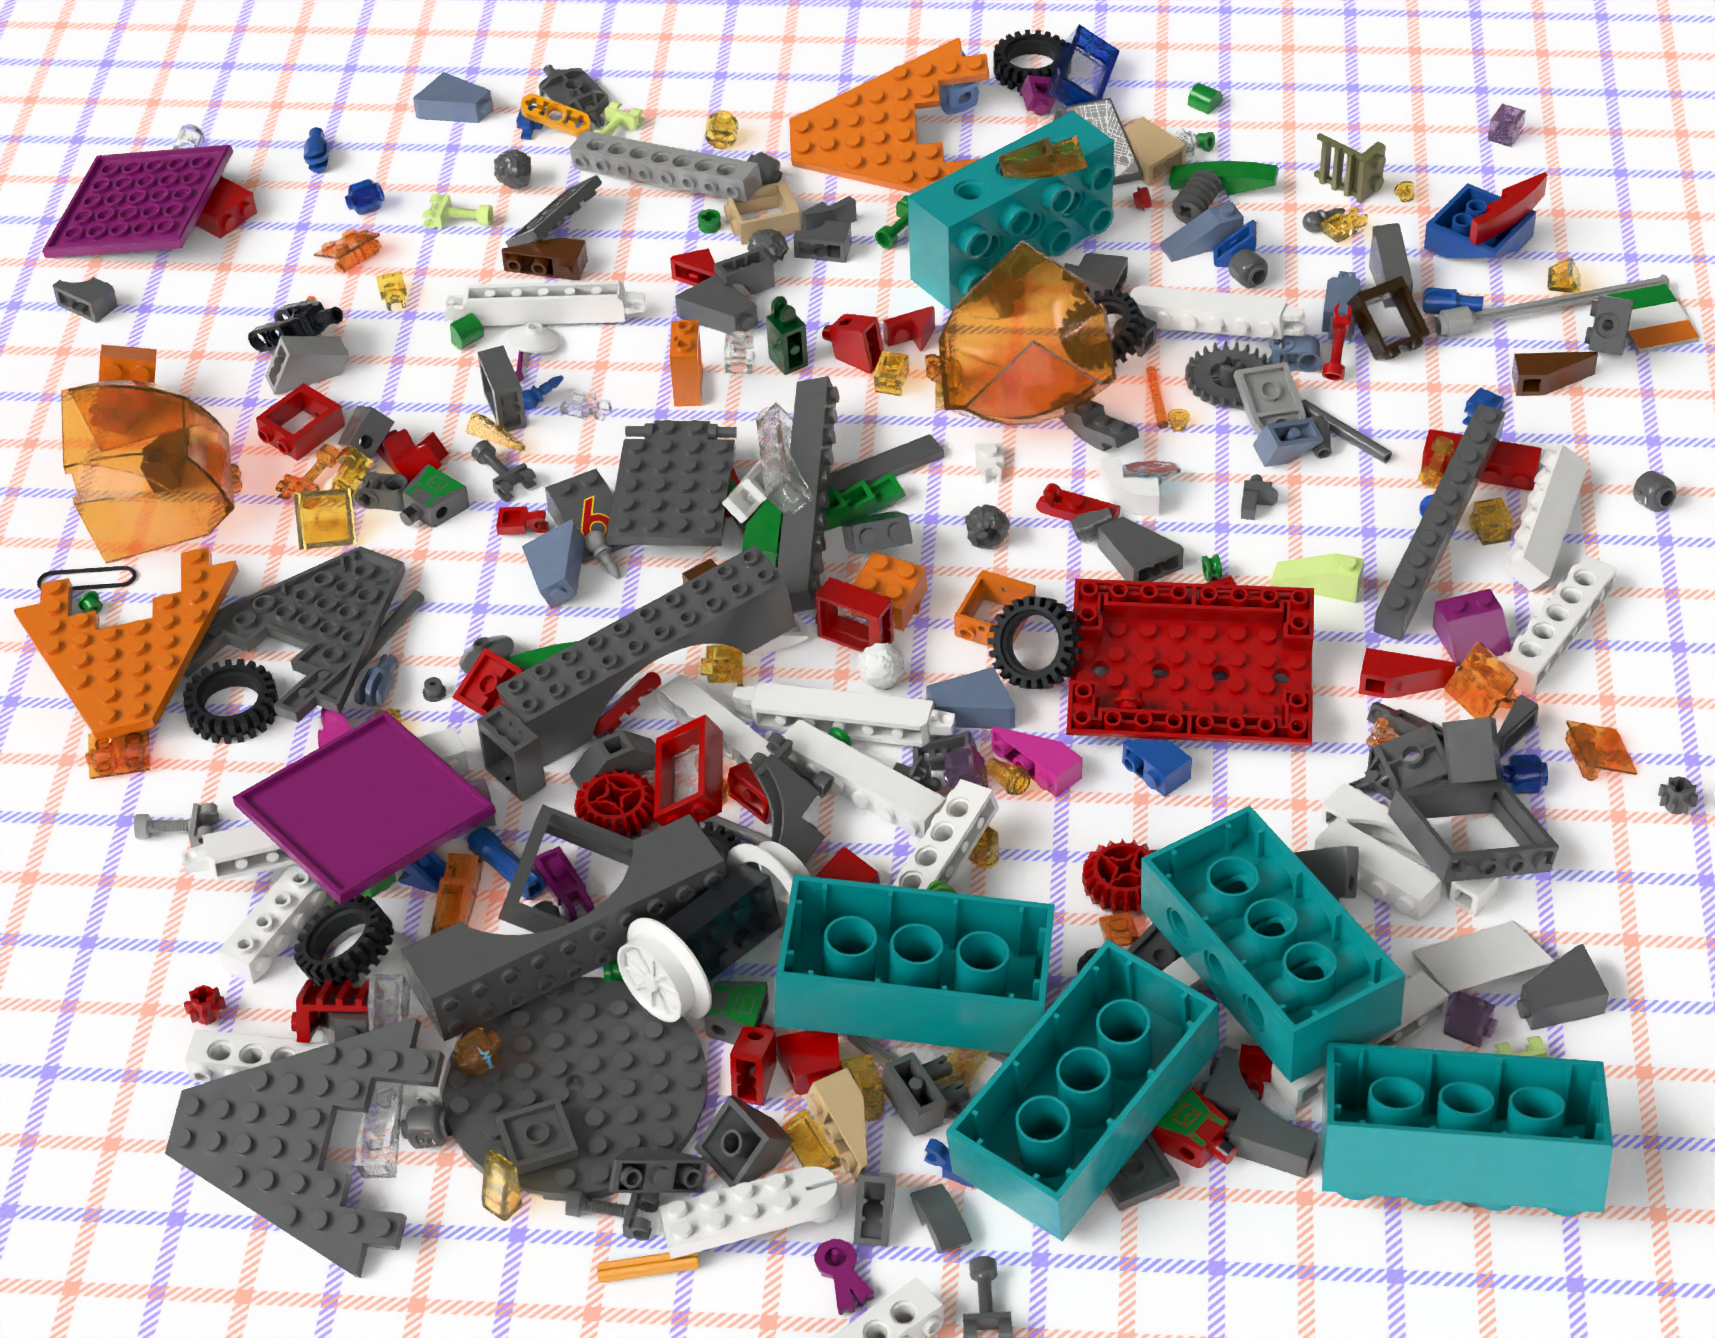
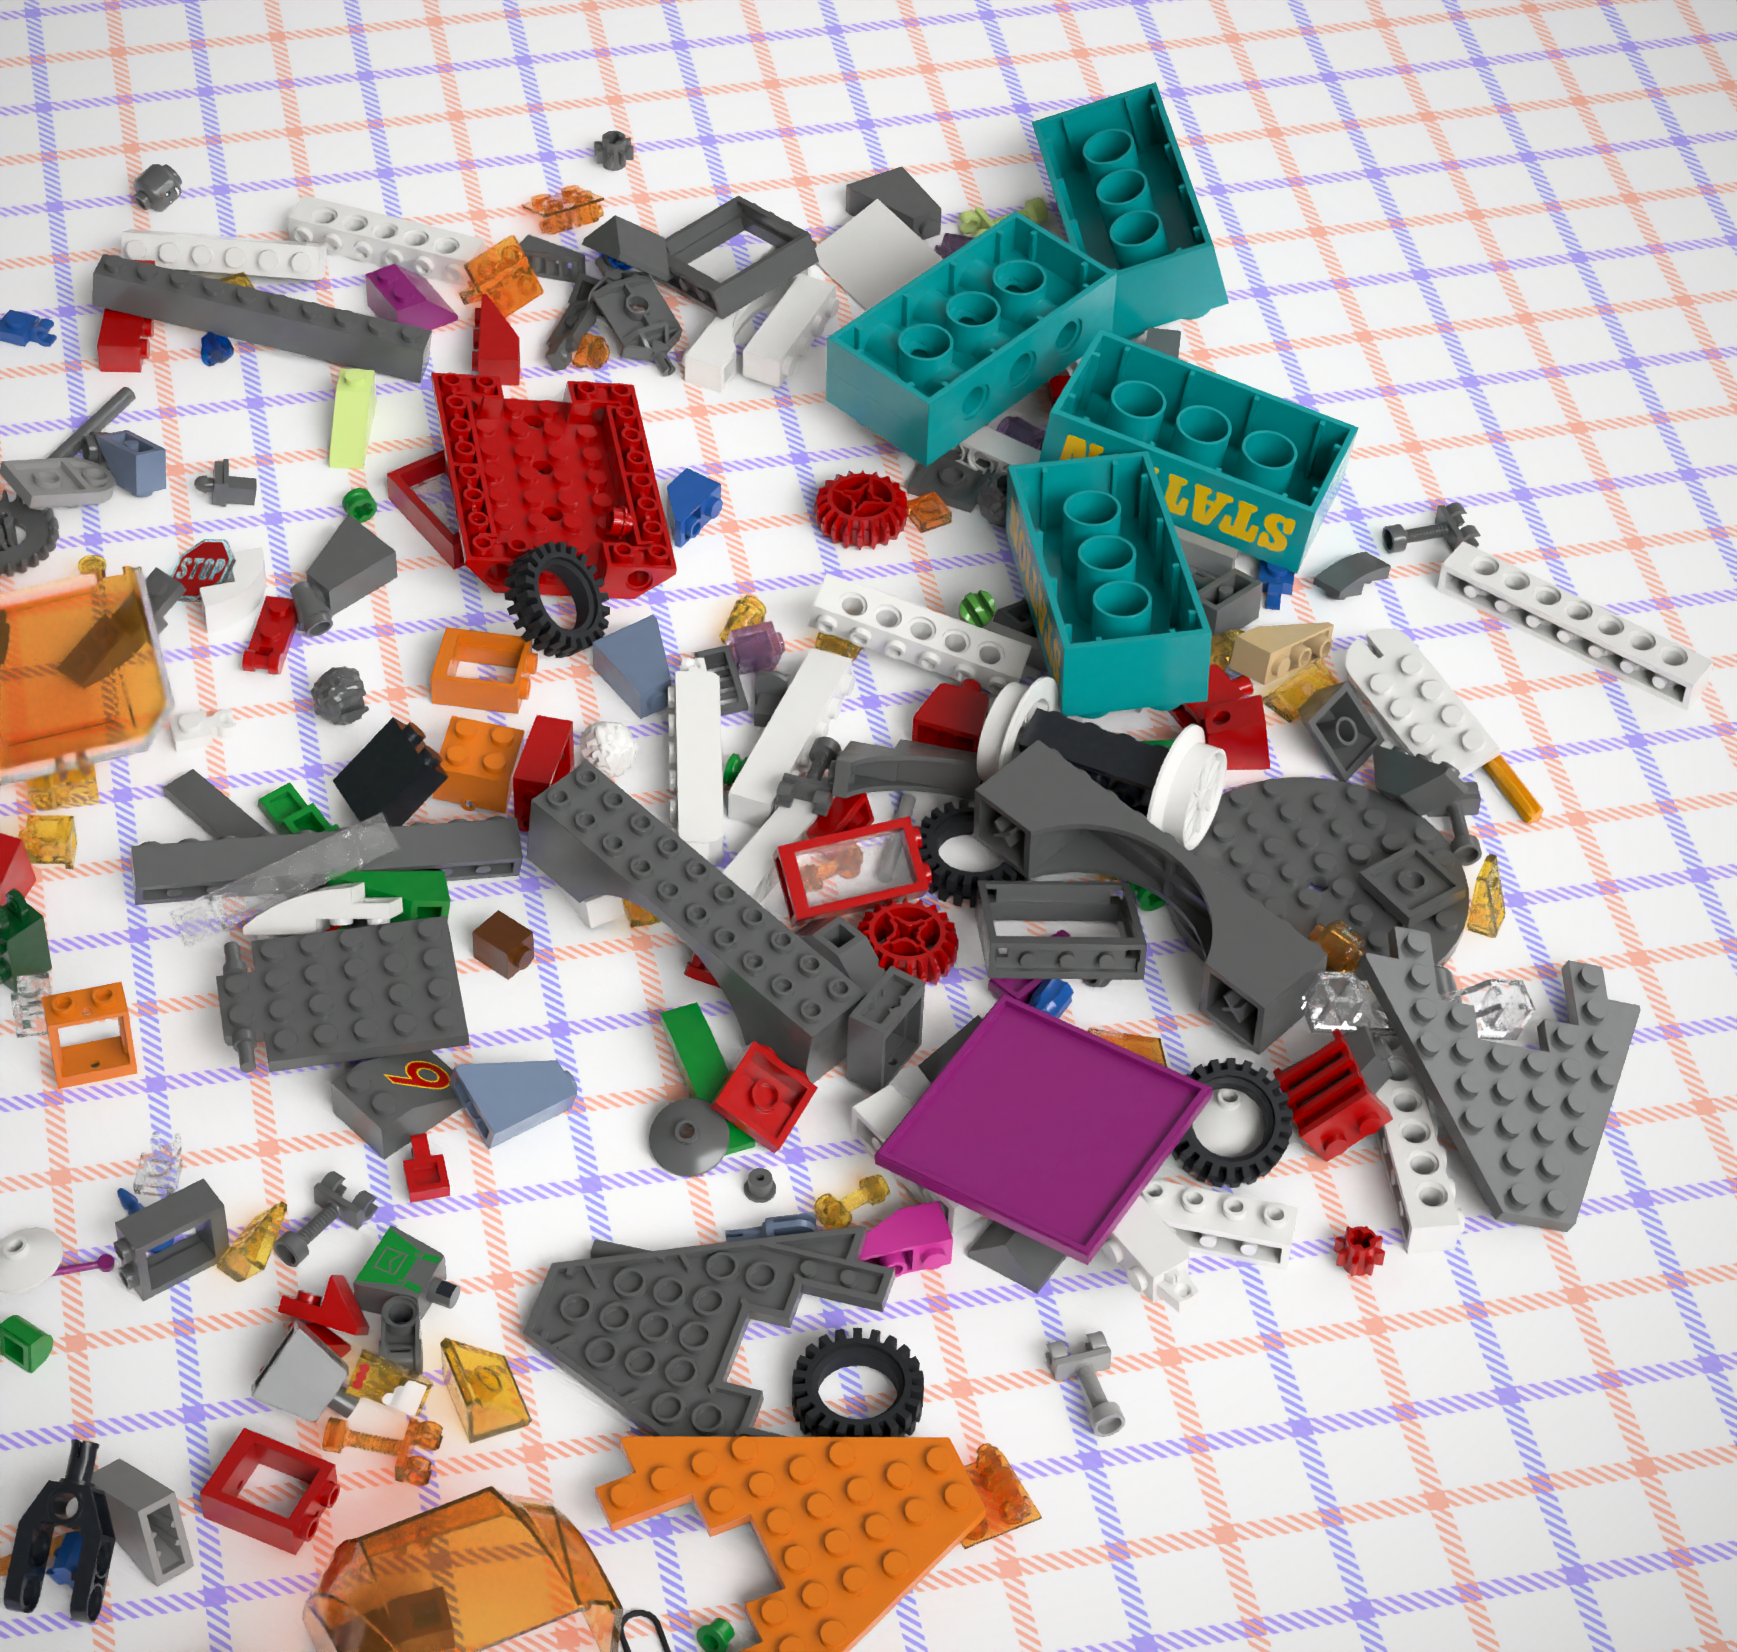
camera: 110 degrees left, 0 degrees up
(597, 543) = (467, 1056): light grey bar -> none
(837, 1261) = (1439, 643): magenta piece -> none
(874, 1208) = (1359, 612): dark grey arch -> none
(1046, 760) = (714, 591): dark pink slope -> none
(1334, 869) = (809, 347): dark grey torso -> none
(1431, 475) = (161, 349): clear yellow bar -> none

